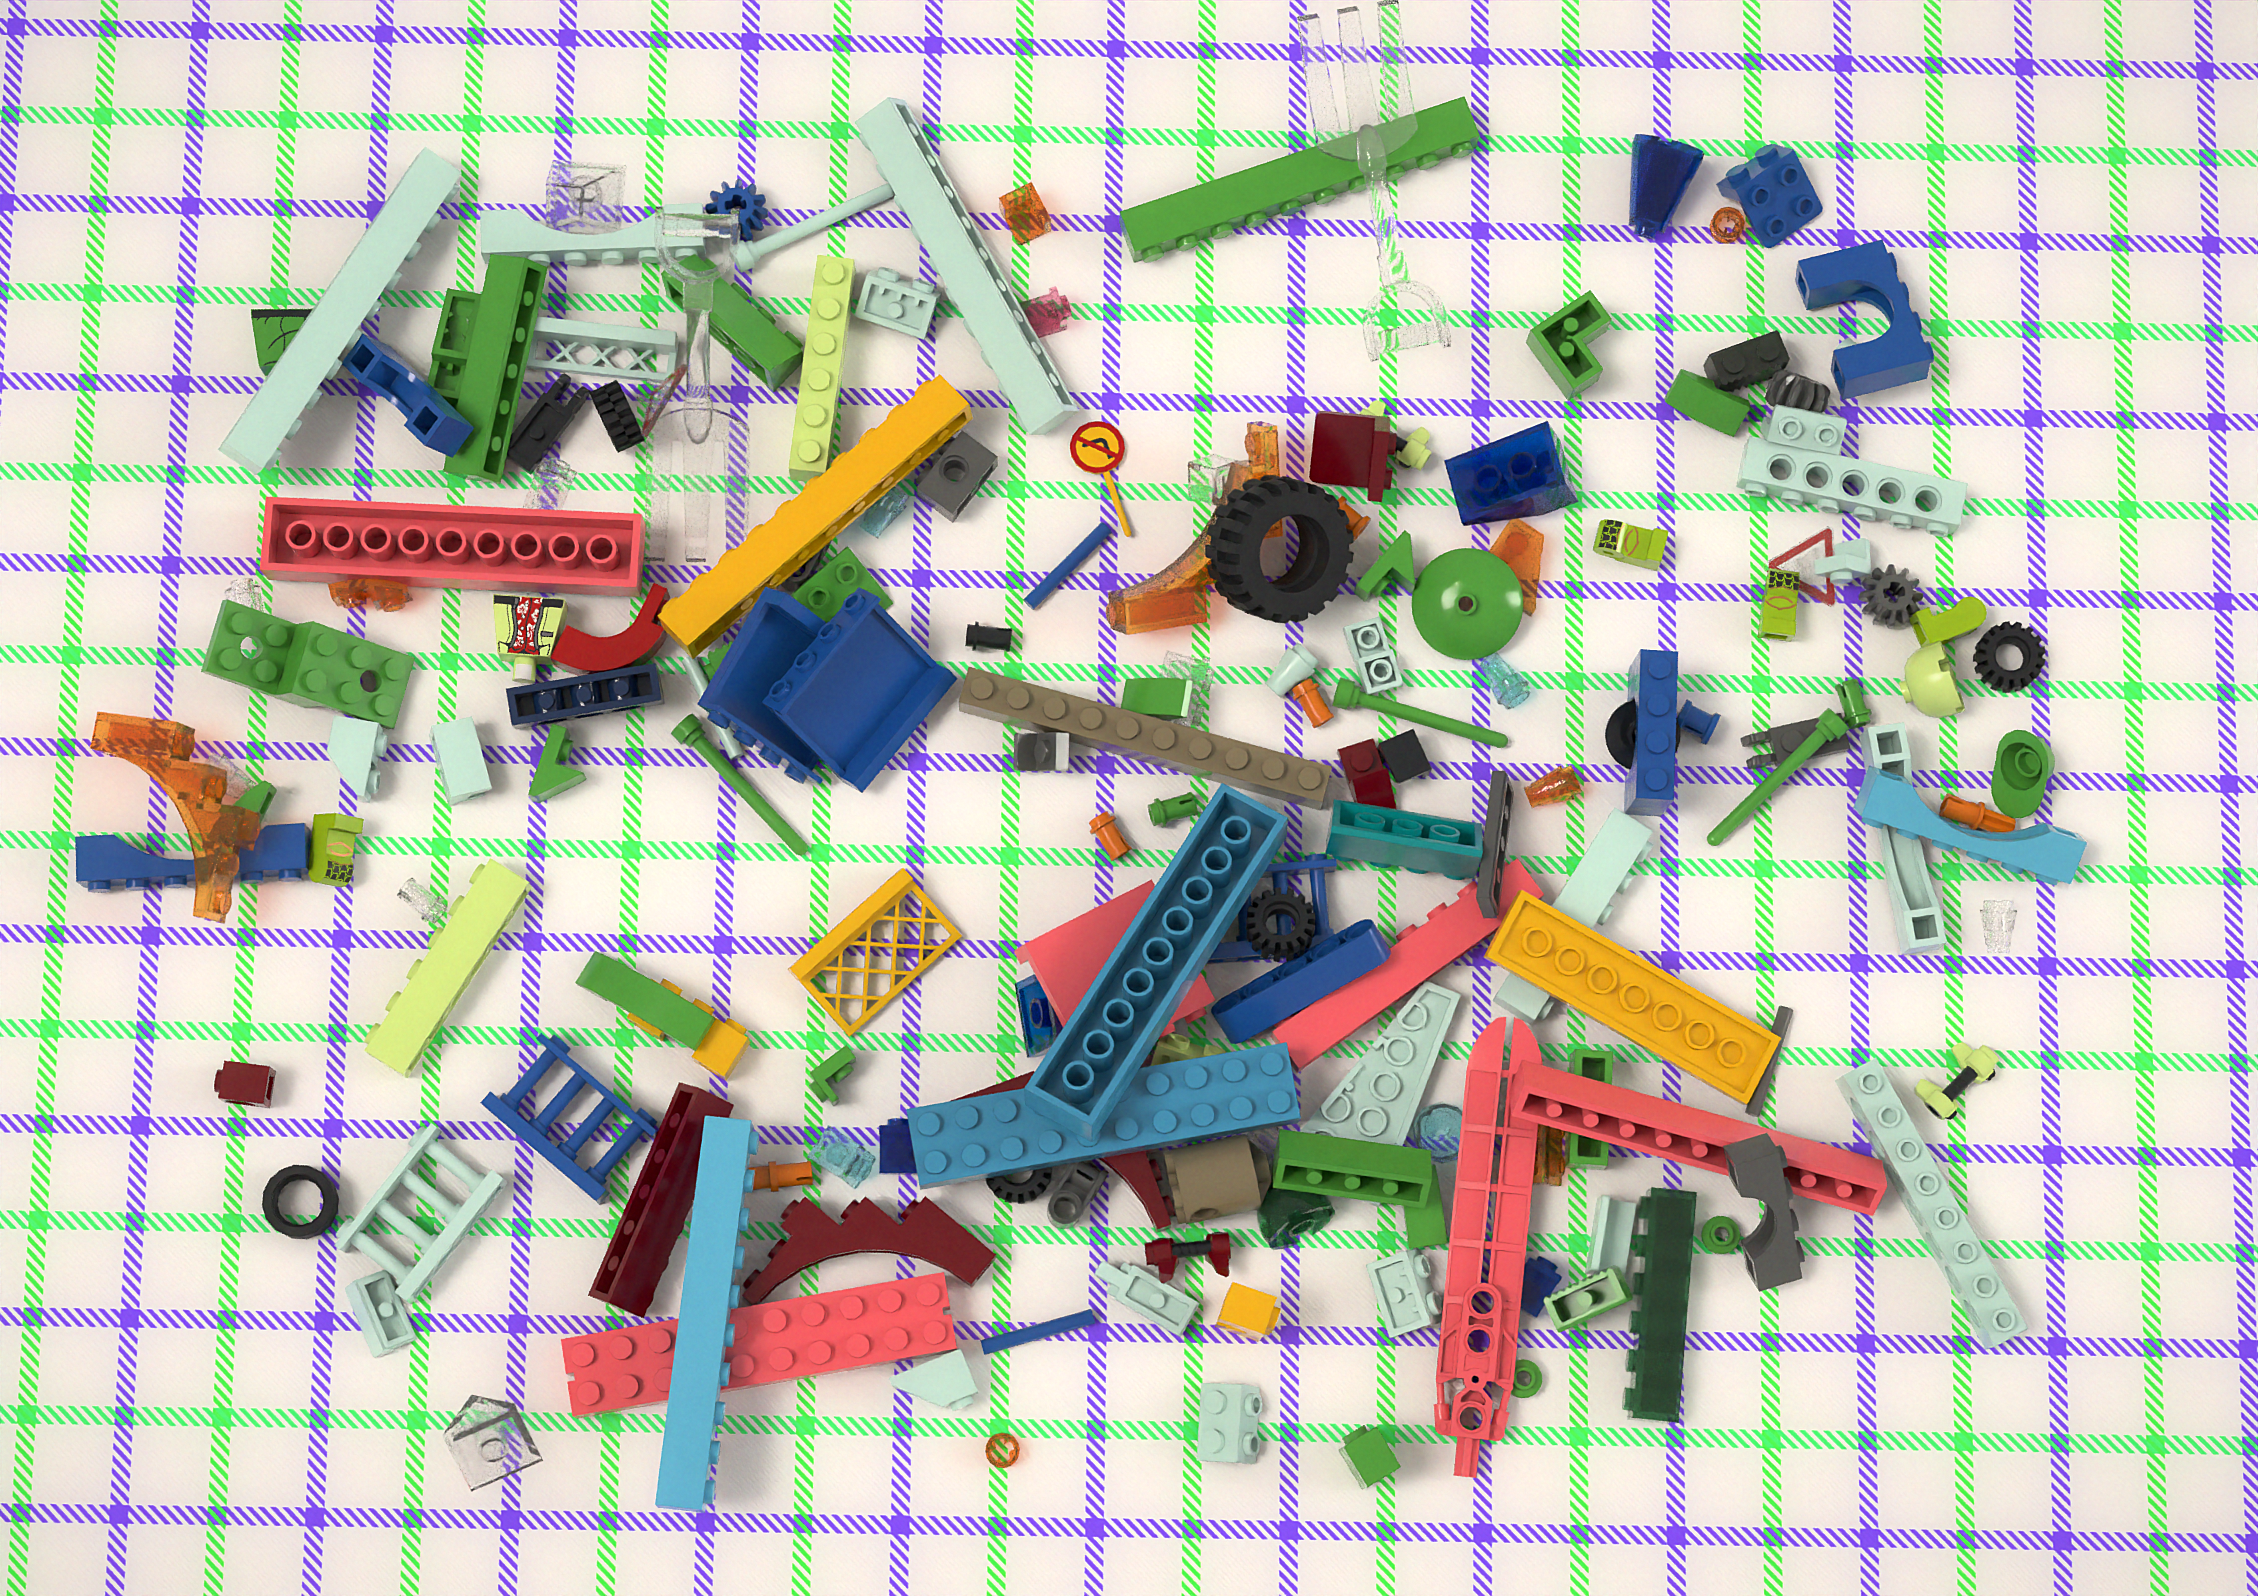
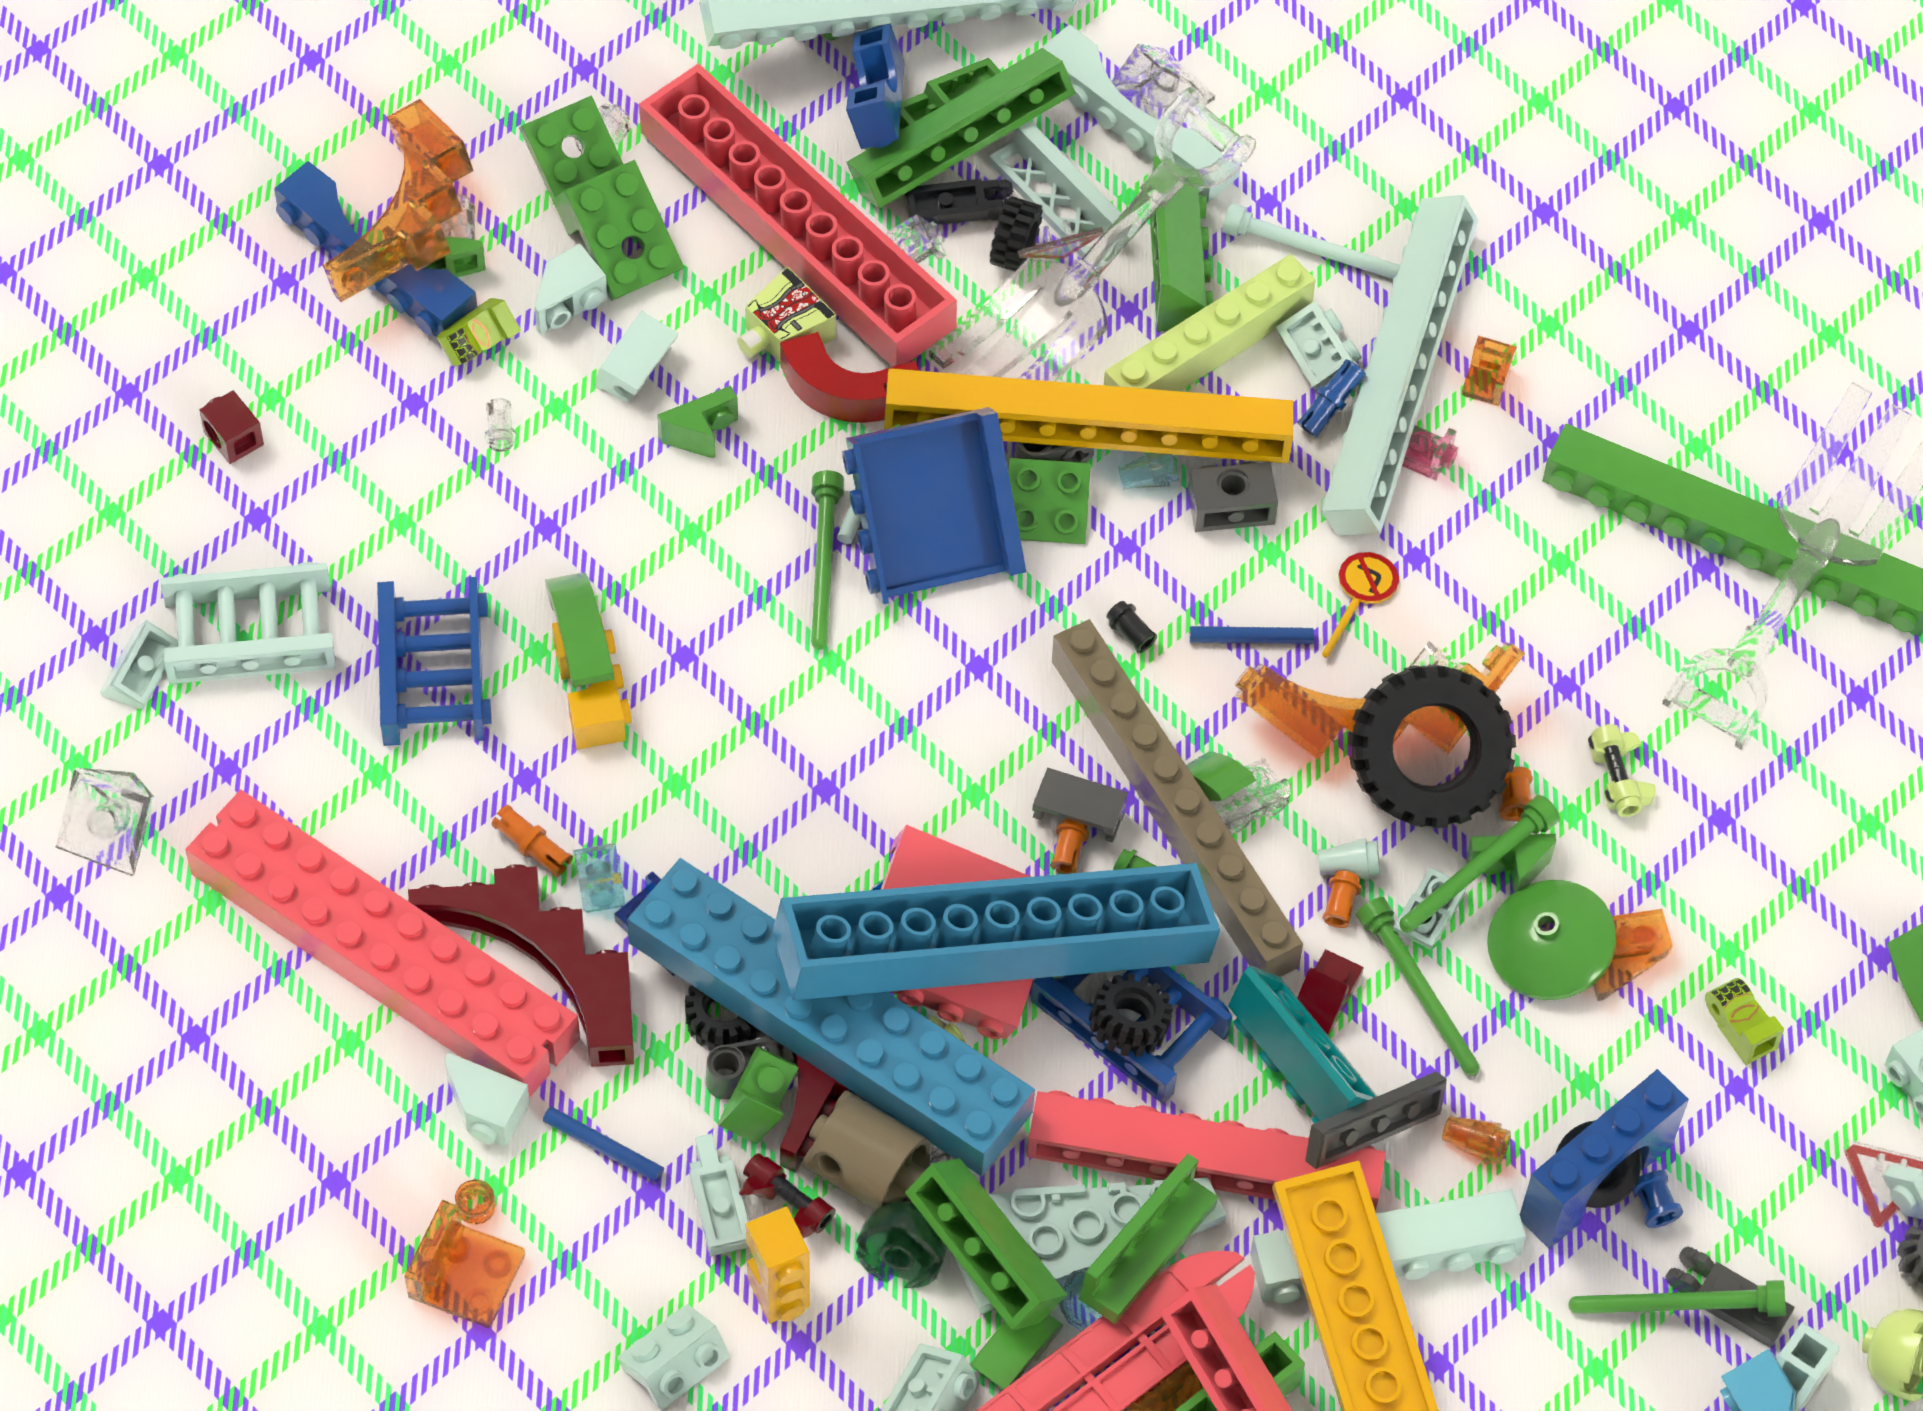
camera: 50 degrees right, 20 degrees down
(284, 1177) = (166, 512): black tyre -> none
(383, 593) = (693, 188): clear orange slope -> none
(447, 968) = (464, 482): yellowish green brick -> none
(585, 696) = (777, 392): dark blue brick -> none
(657, 1204) = (429, 773): dark red brick -> none
(705, 1315) = (360, 862): medium azure brick -> none
(751, 205) = (1264, 186): blue gear -> none
(836, 1068) = (662, 806): bright green bracket -> none
(855, 925) = (792, 723): yellow fence -> none
(858, 690) = (984, 553): blue panel -> none
(948, 338) = (1331, 398): none -> blue pin
(1041, 752) = (1078, 734): dark grey bracket -> none
(1048, 1501) = (462, 1268): none -> clear orange bracket
(1091, 802) = (1081, 801): none -> dark grey hinge
(1106, 1208) = (757, 1097): none -> bright green slope
(1301, 981) = (1105, 1075): blue beam -> none
(1352, 451) = (1573, 745): dark red bracket -> none
(1385, 532) = (1537, 816): none -> bright green piece
(1404, 757) = (1374, 998): black panel -> none
(1444, 1067) = (1147, 1242): none -> bright green fence
(1504, 681) = (1521, 1026): clear light blue cone -> none
(1512, 477) = (1692, 879): clear blue slope -> none
(1562, 343) = (1847, 818): bright green brick -> none
(1779, 605) = (1825, 1177): lime leg -> none
(1853, 704) = (1814, 1307): bright green pin -> none

